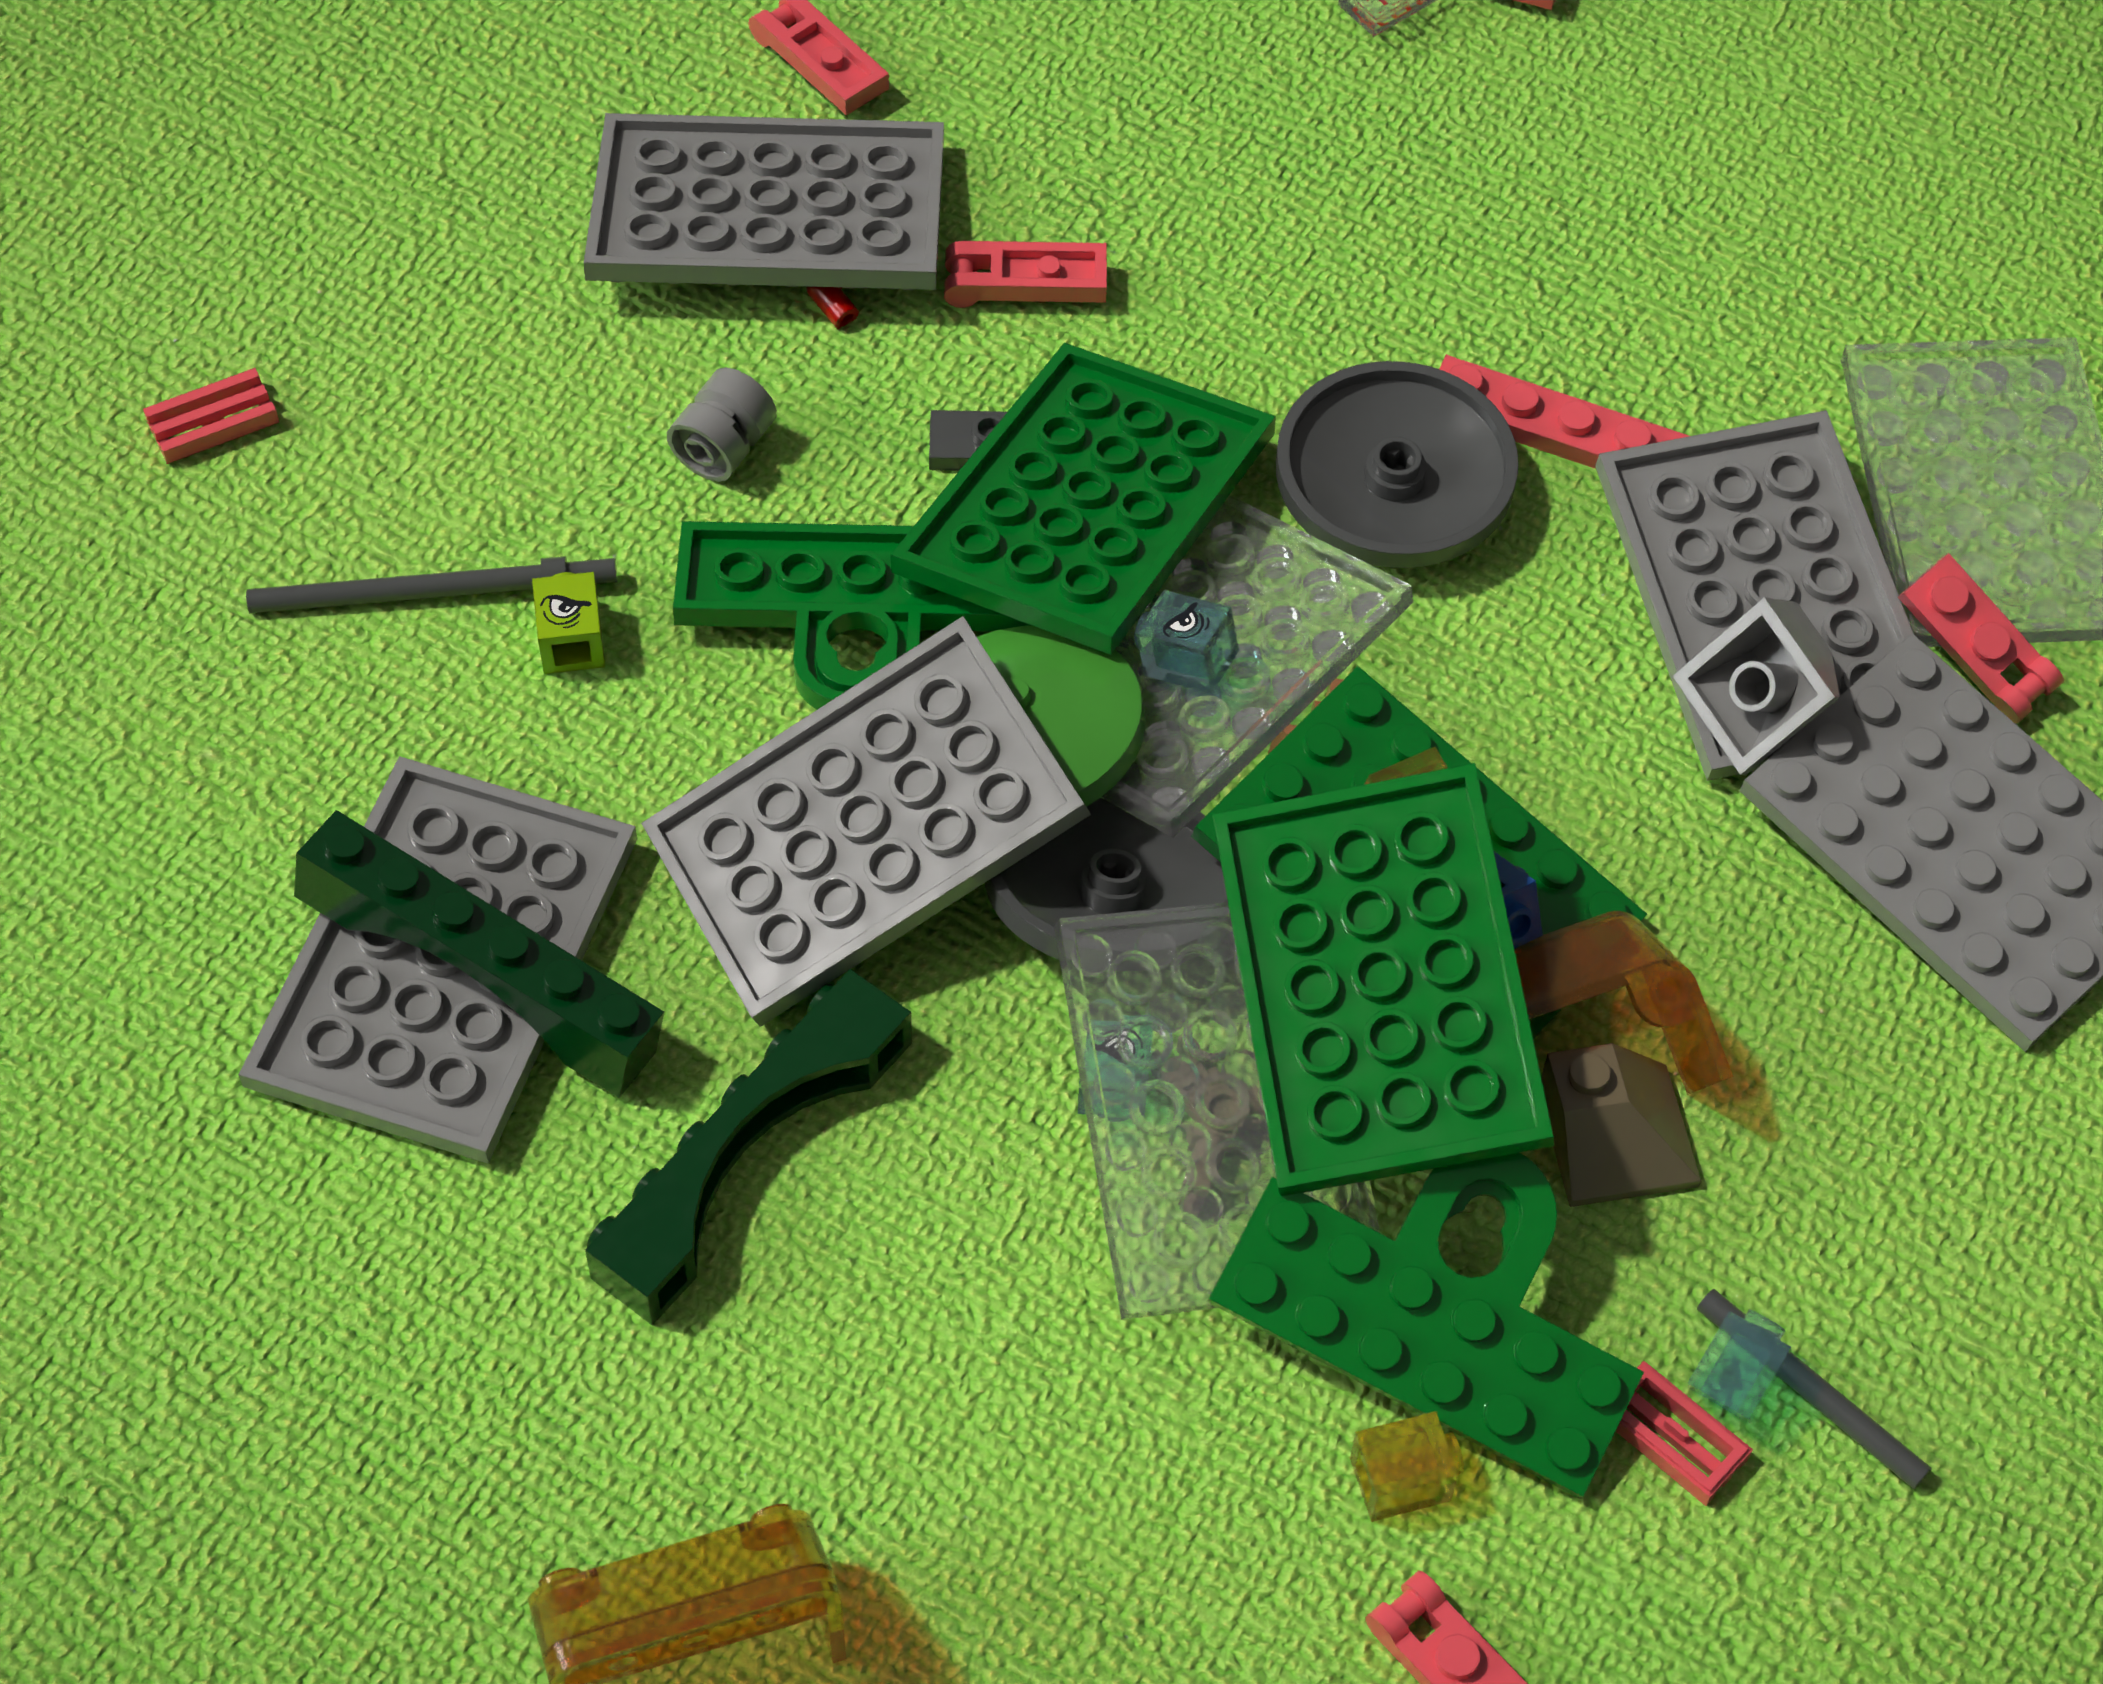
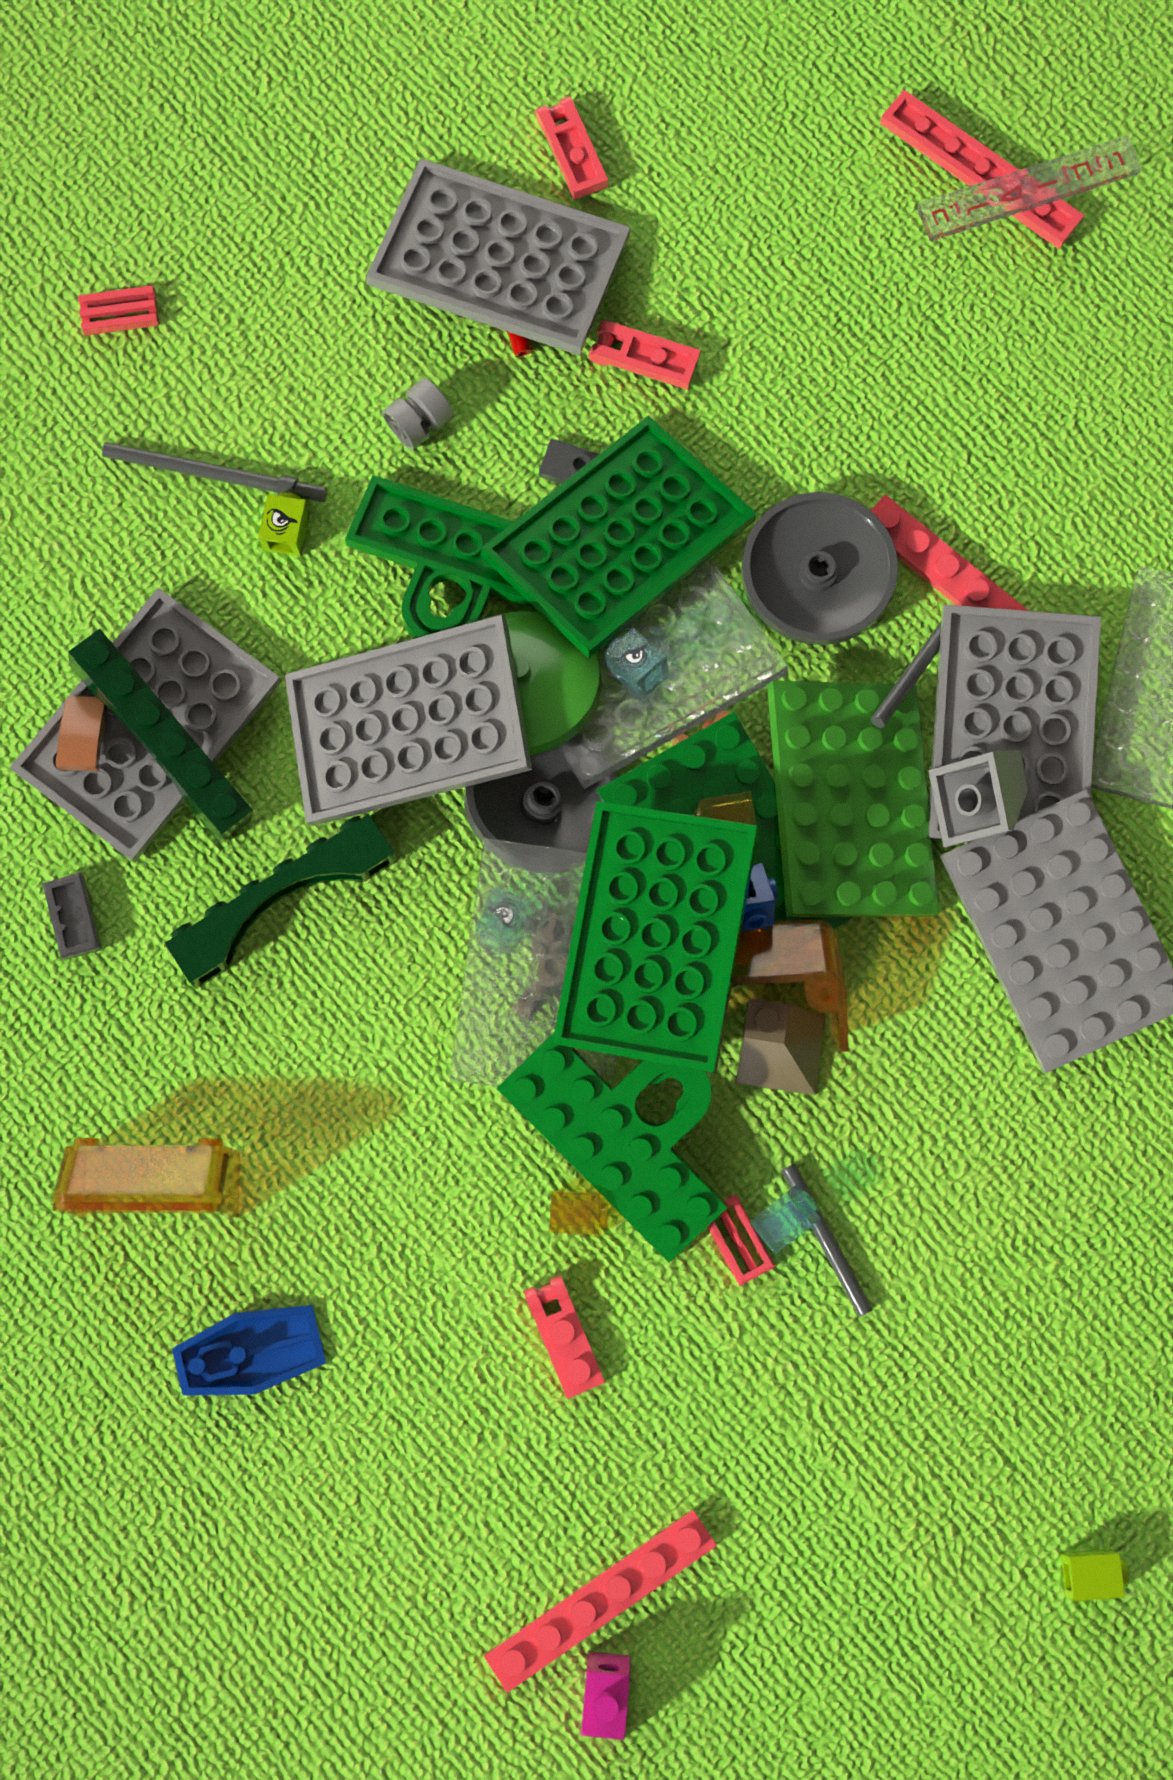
camera: 20 degrees right, 20 degrees up
(347, 986) = (81, 734): none -> nougat slope
(412, 1269) = (72, 916): none -> flat silver plate
(1579, 750) = (850, 802): none -> bright green plate
(1588, 567) = (907, 679): none -> dark grey bar
(1979, 637) = (1130, 799): coral plate -> none

